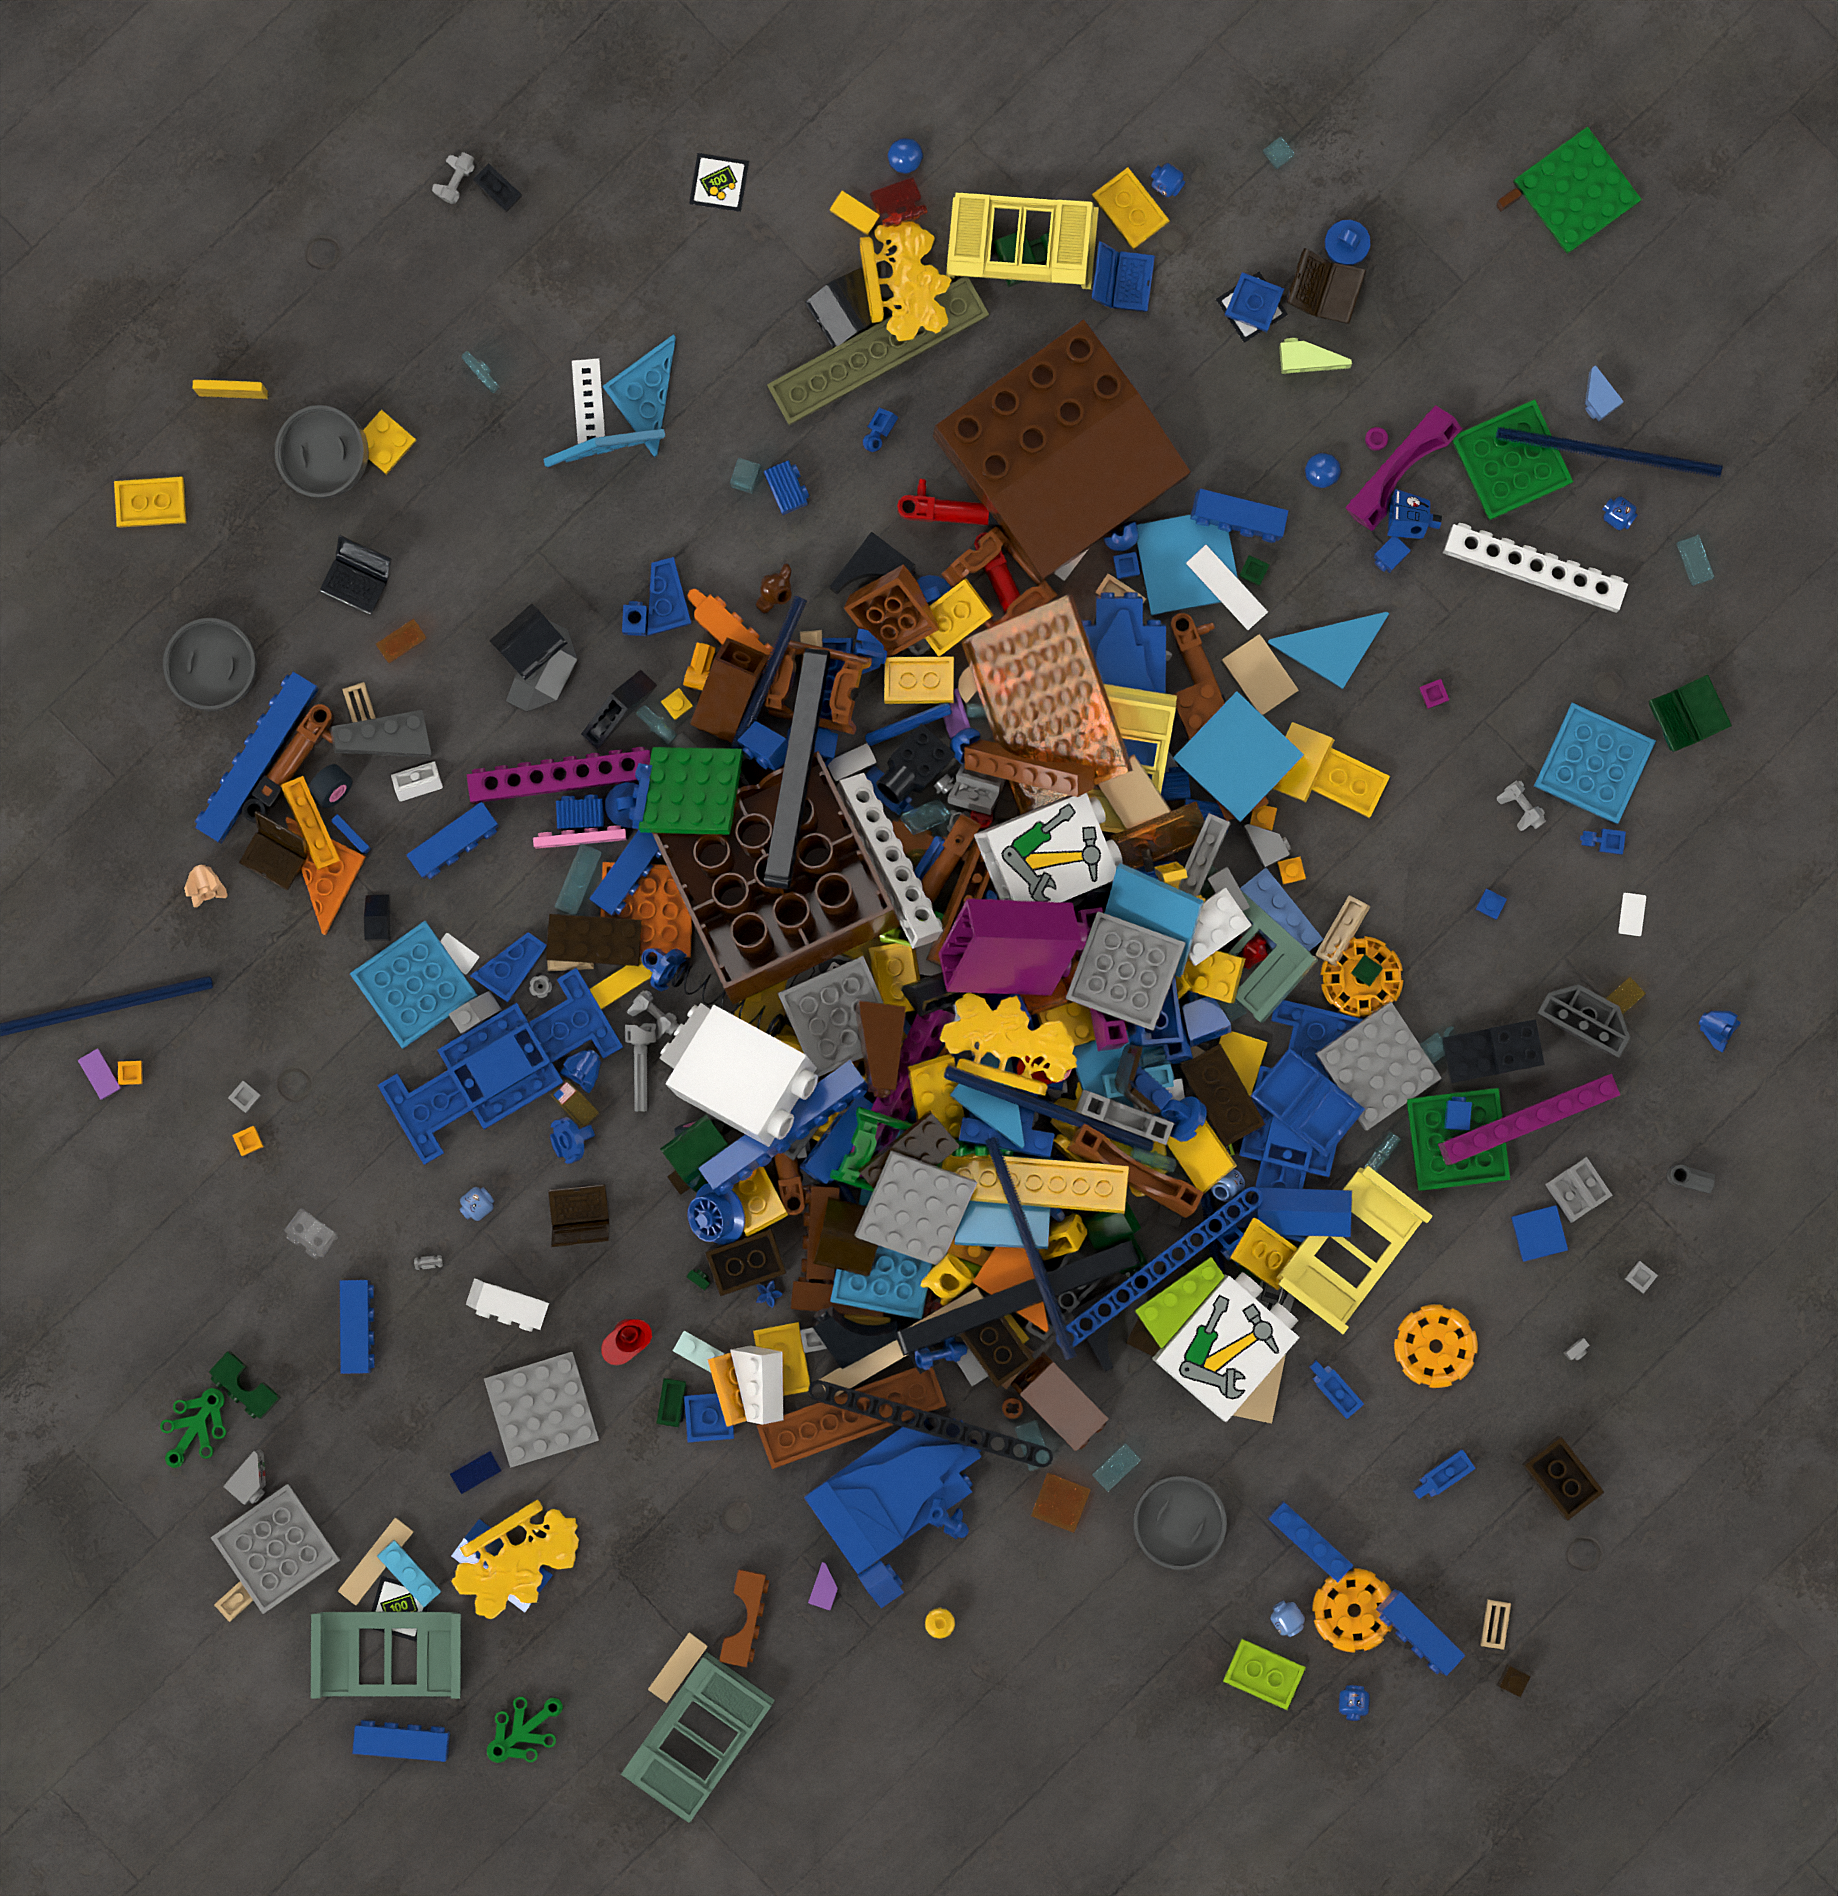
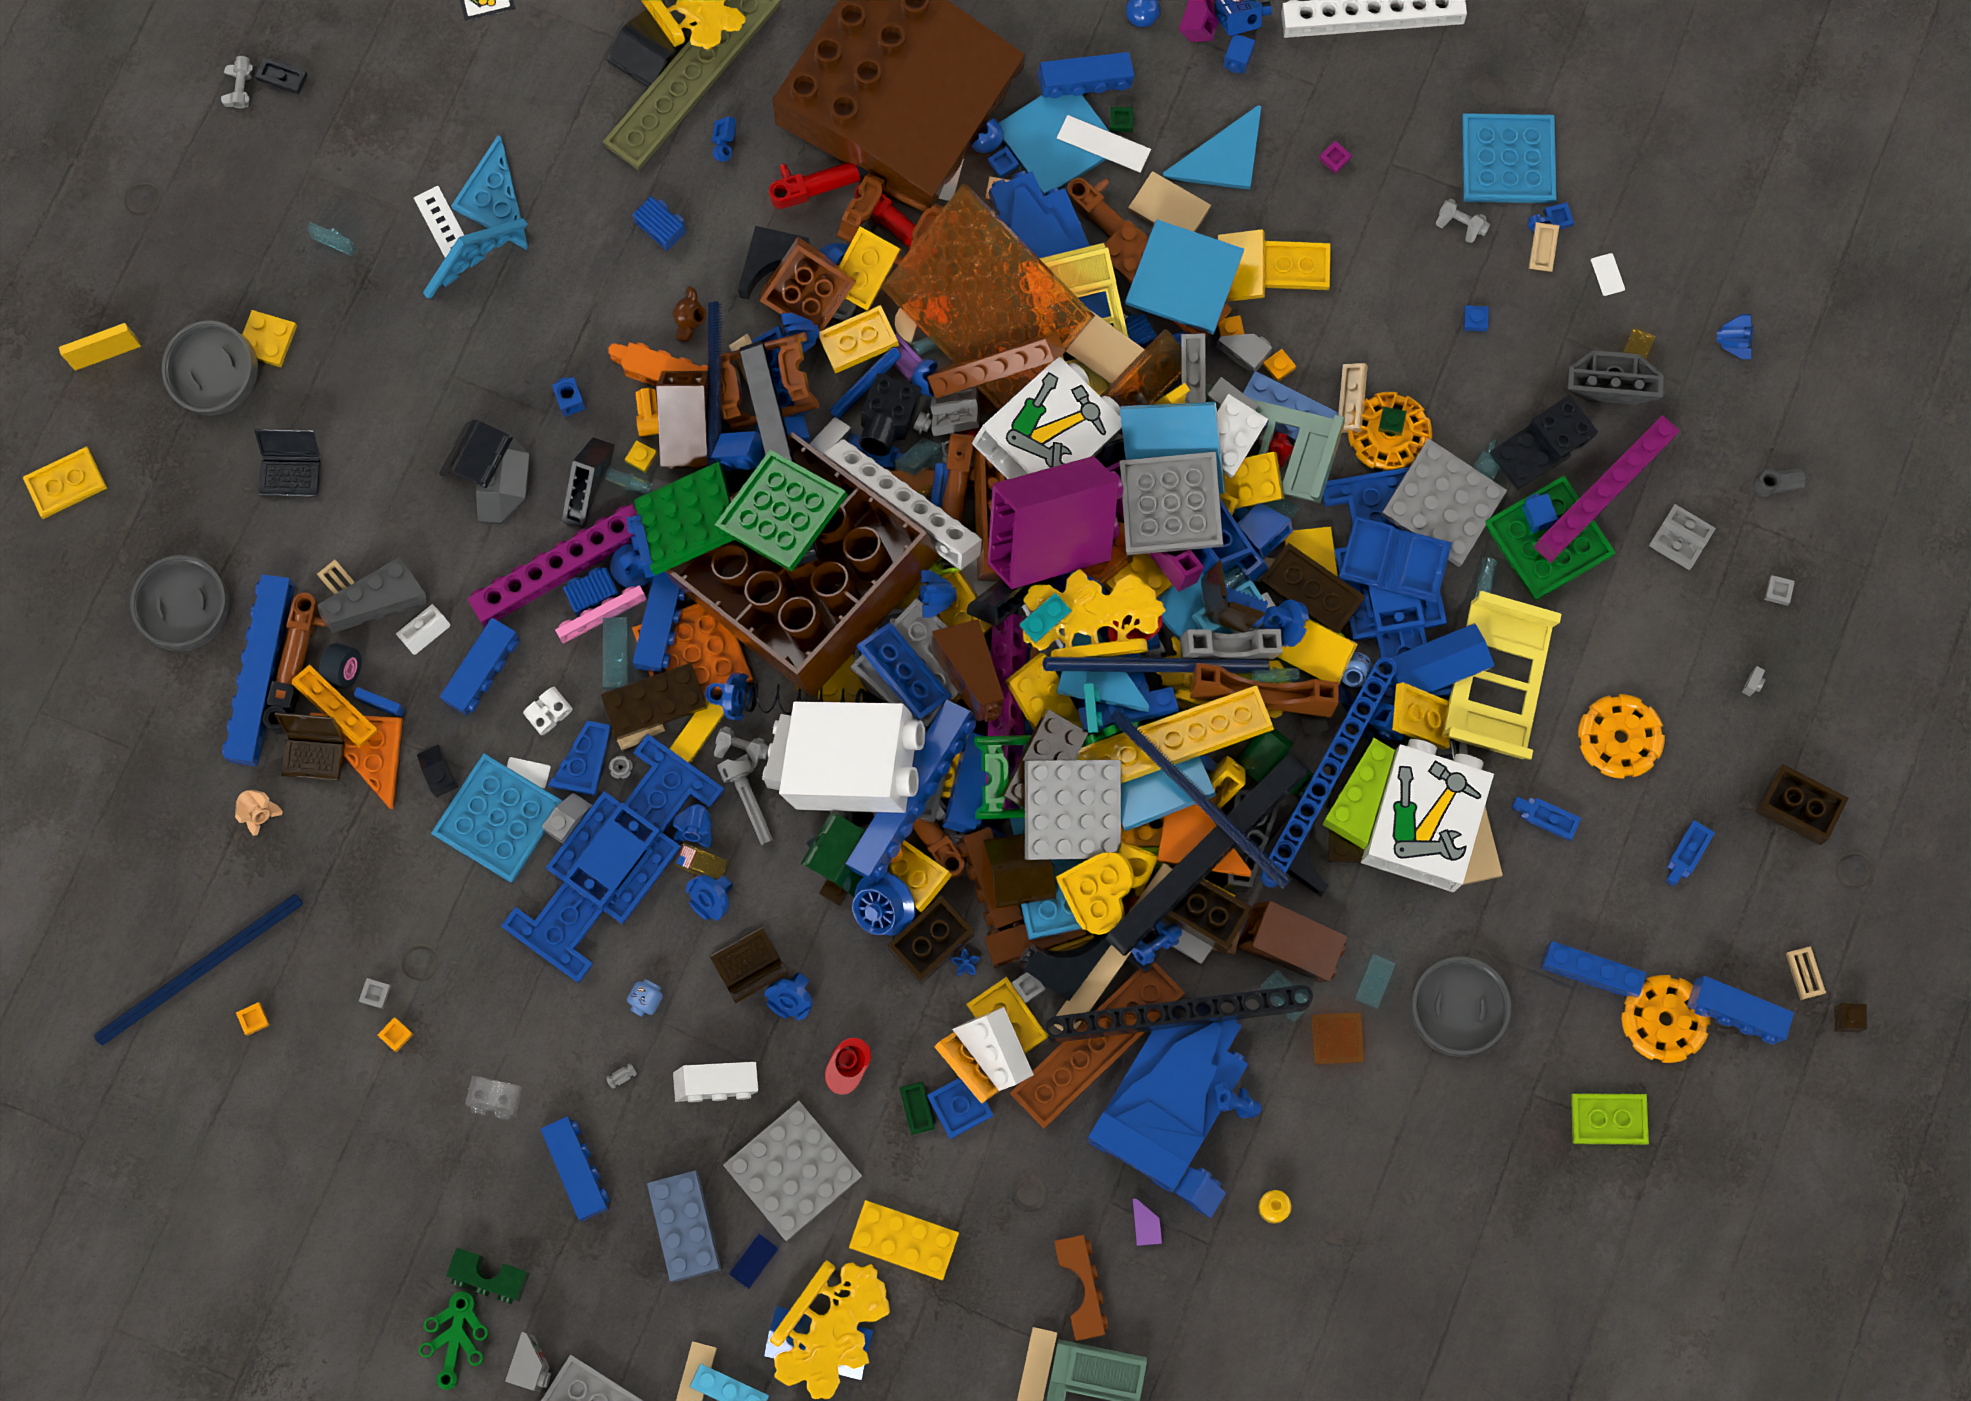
camera: 25 degrees left, 10 degrees down
(99, 1074) = (223, 1034): medium lavender tile -> none
(401, 641) = (355, 507): clear orange plate -> none
(428, 1417) = (684, 1226): none -> sand blue brick
(497, 907) = (547, 710): none -> white piece
(602, 1259) = (789, 997): none -> blue tile
(611, 1510) = (904, 1240): none -> yellow plate
(667, 600) = (591, 366): blue wing -> none
(696, 1350) = (919, 1048): light aqua plate -> none
(699, 1278) = (892, 976): dark green plate -> none
(745, 475) = (617, 228): clear light blue panel -> none
(773, 831) = (781, 510): none -> green plate
(822, 1019) = (904, 671): none -> blue slope
(882, 960) = (936, 595): none -> blue brick
(905, 1288) = (1097, 891): none -> yellow plate
(966, 1028) = (1045, 618): none -> teal plate
(976, 1116) = (1092, 696): none -> teal plate
(1011, 1415) = (1247, 961): dark orange bush -> none
(1287, 1618) = (1607, 1053): medium blue head -> none
(1354, 1702) = (1709, 1106): blue head -> none
(1539, 1233) = (1665, 592): blue tile -> none
(1584, 865) = (1543, 247): none -> tan tile
(1690, 713) = (1575, 77): dark green piece -> none

